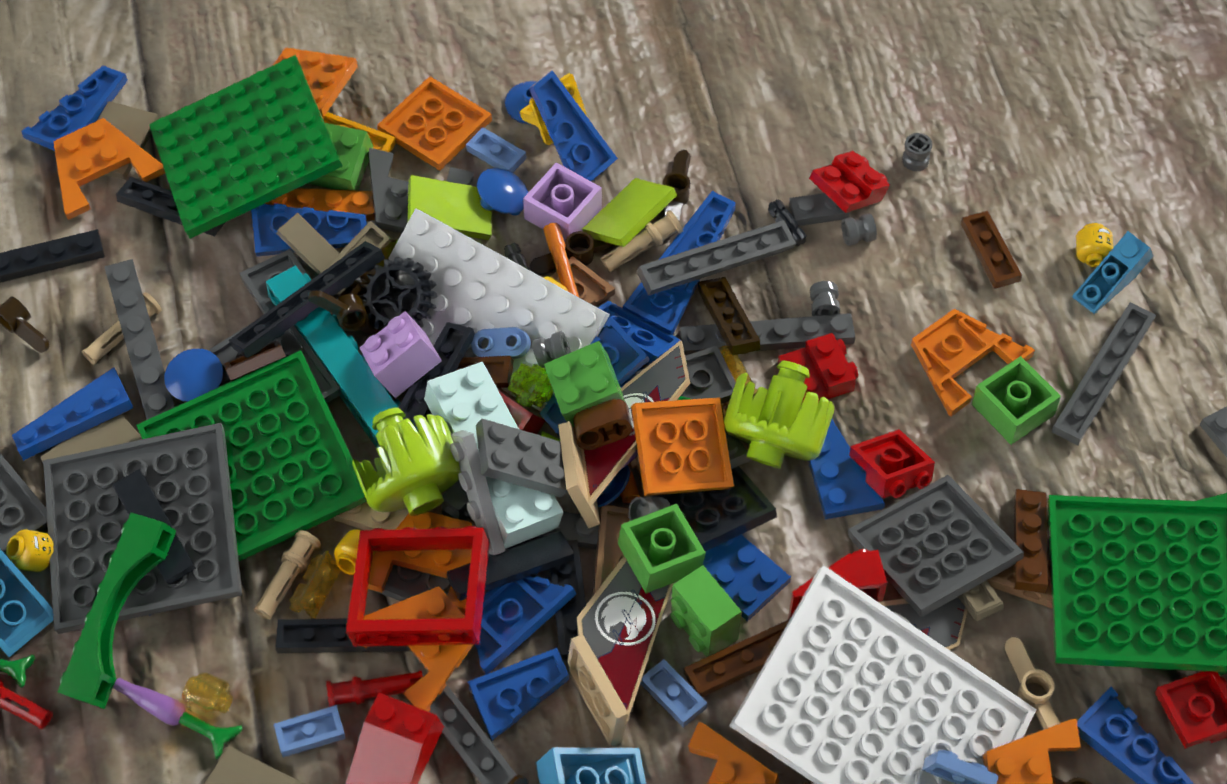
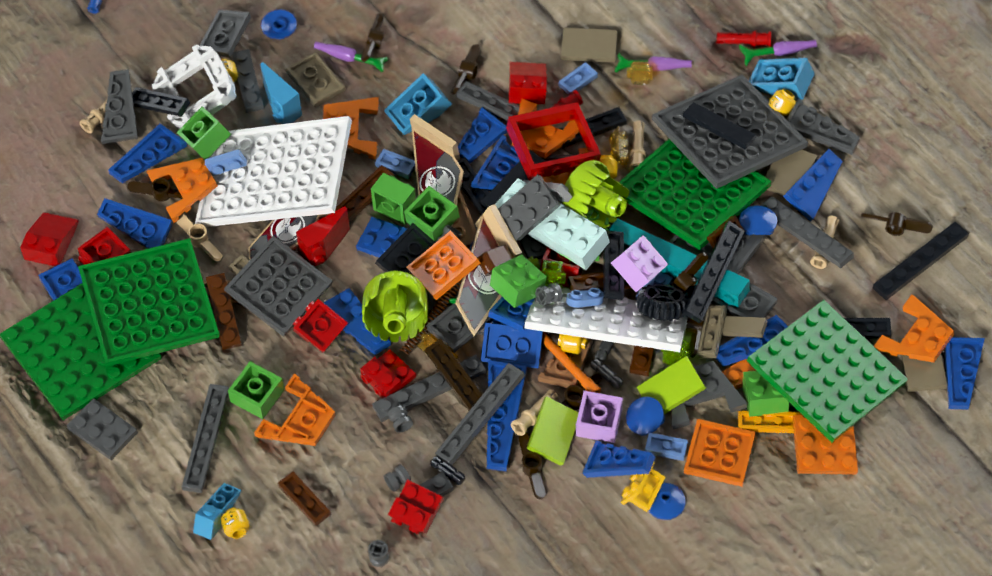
camera: 160 degrees right, 0 degrees up
(91, 668) = (714, 102): green arch -> none

